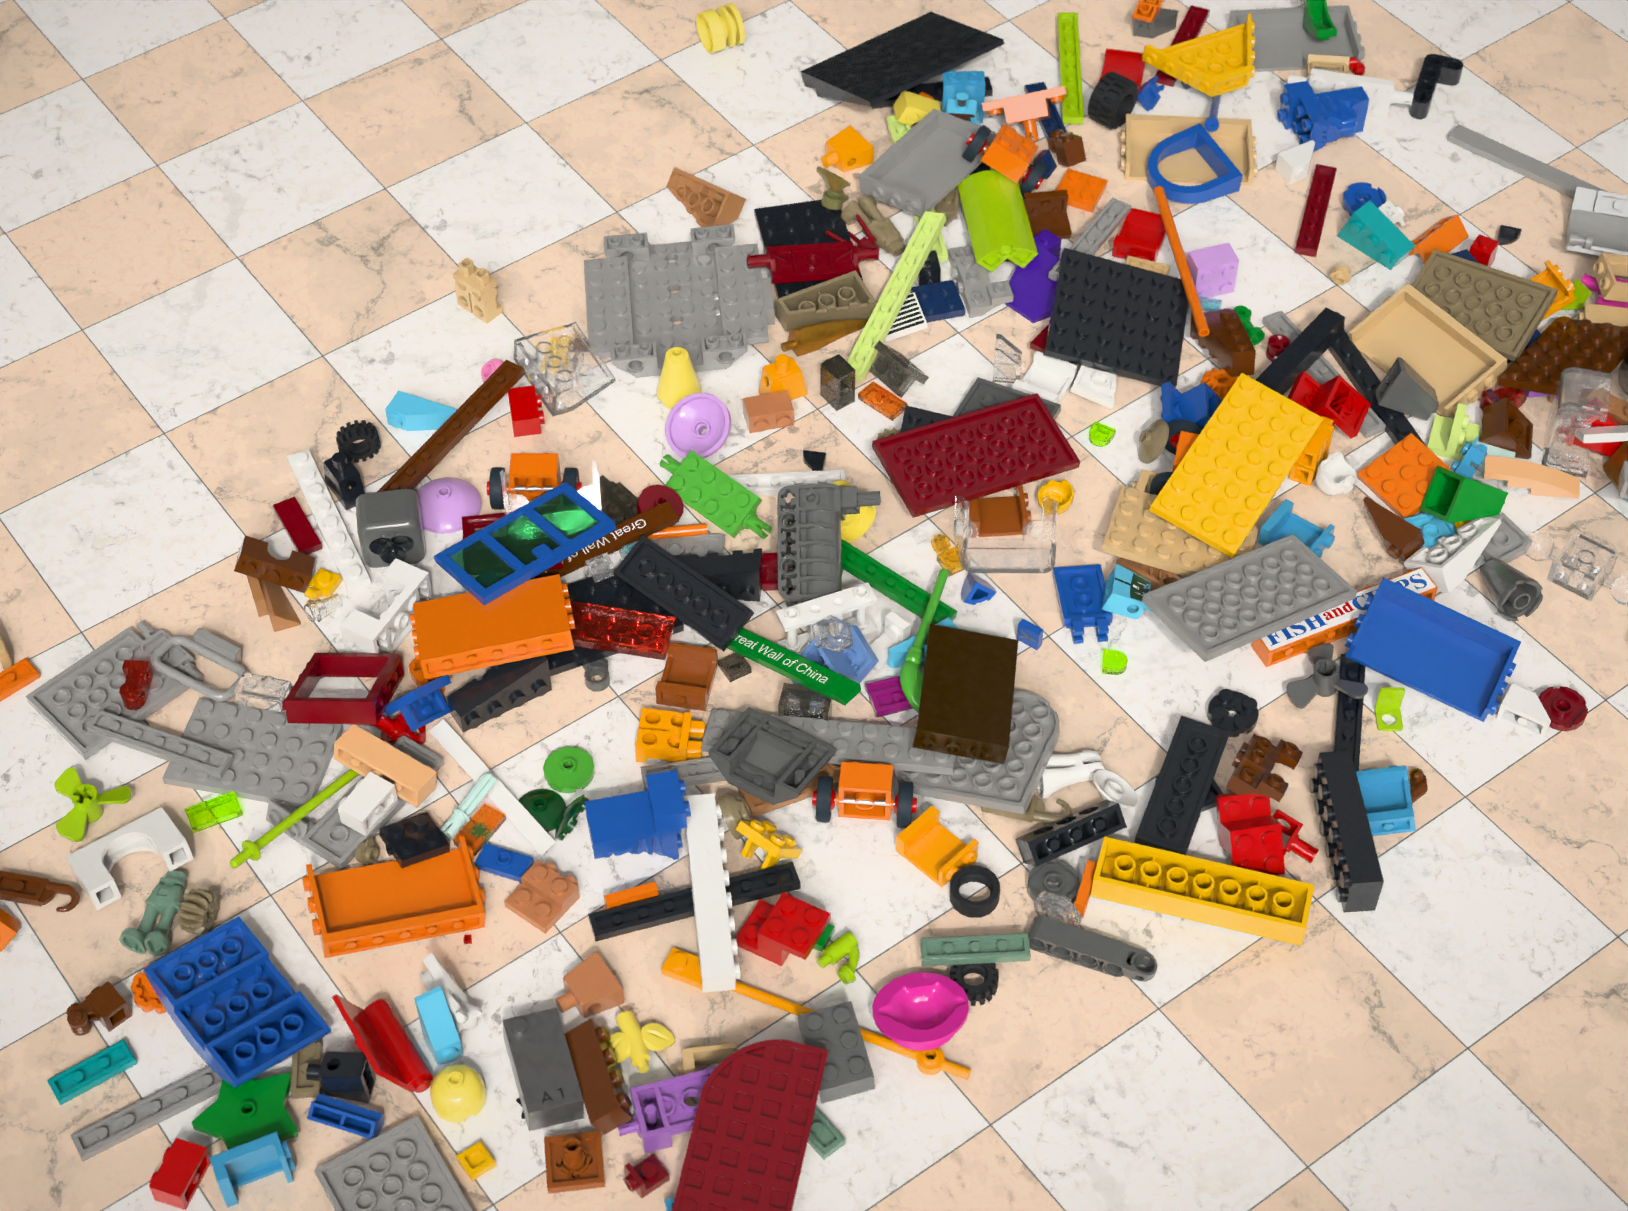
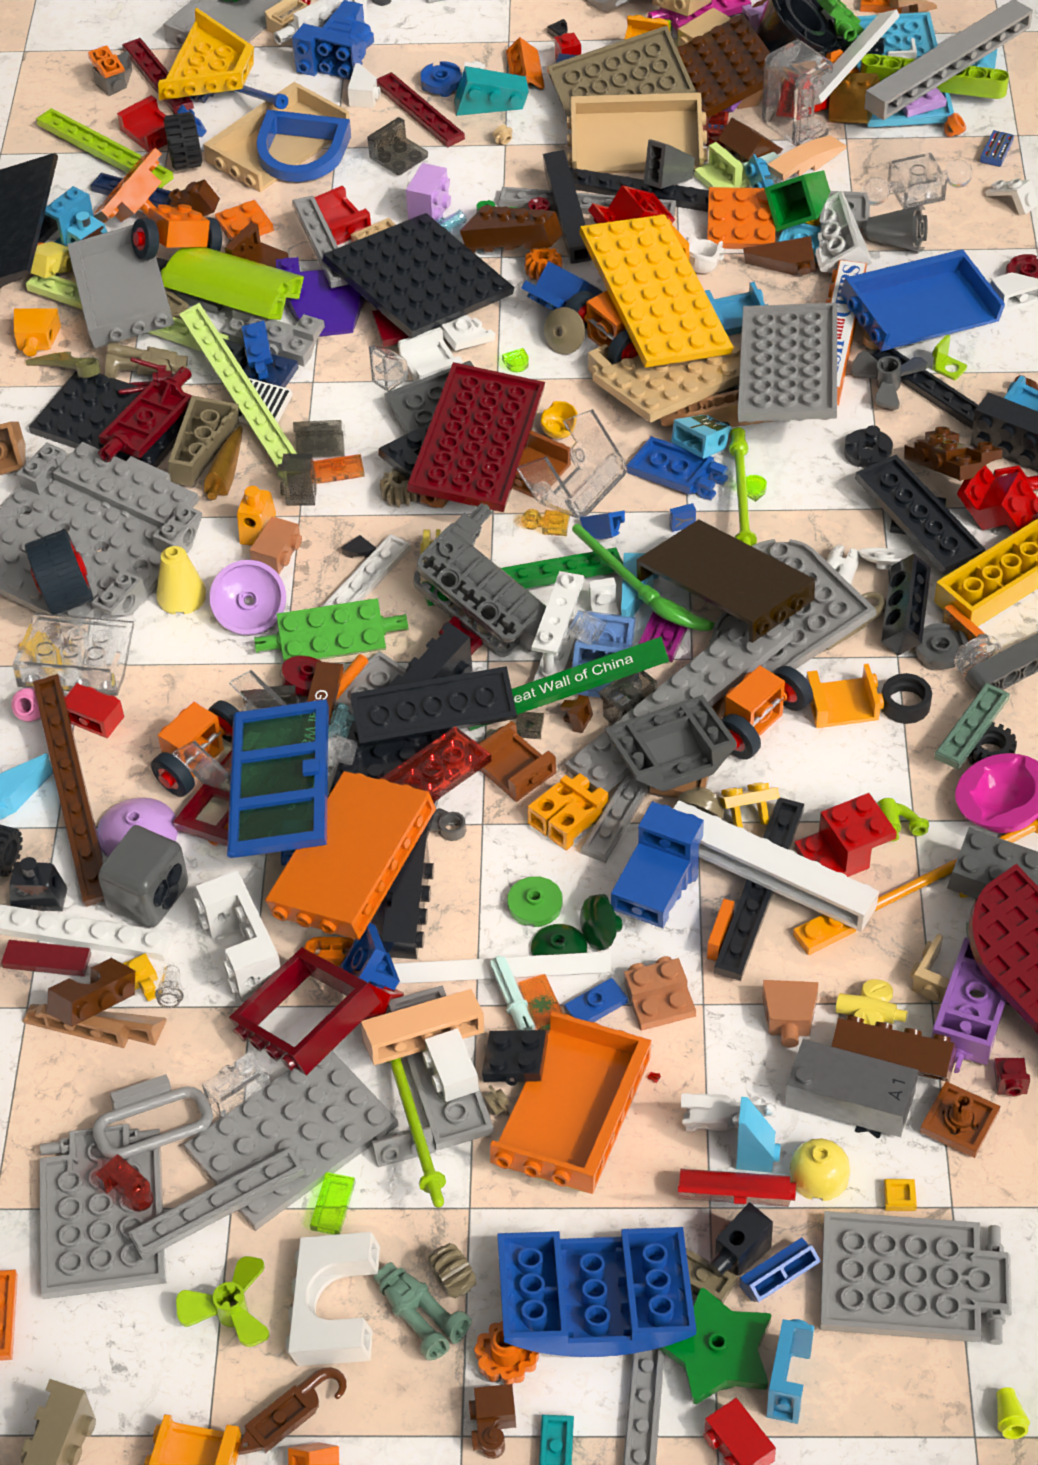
camera: 50 degrees left, 0 degrees up
(604, 305) = (59, 572): none -> black wheel
(767, 687) = (577, 712): none -> reddish brown tile
(943, 277) = (257, 347): none -> blue plate
(1141, 627) = (738, 449): none -> lime bar
(1181, 262) = (403, 202): orange piece -> none
(1250, 221) = (392, 148): none -> clear smoke bracket

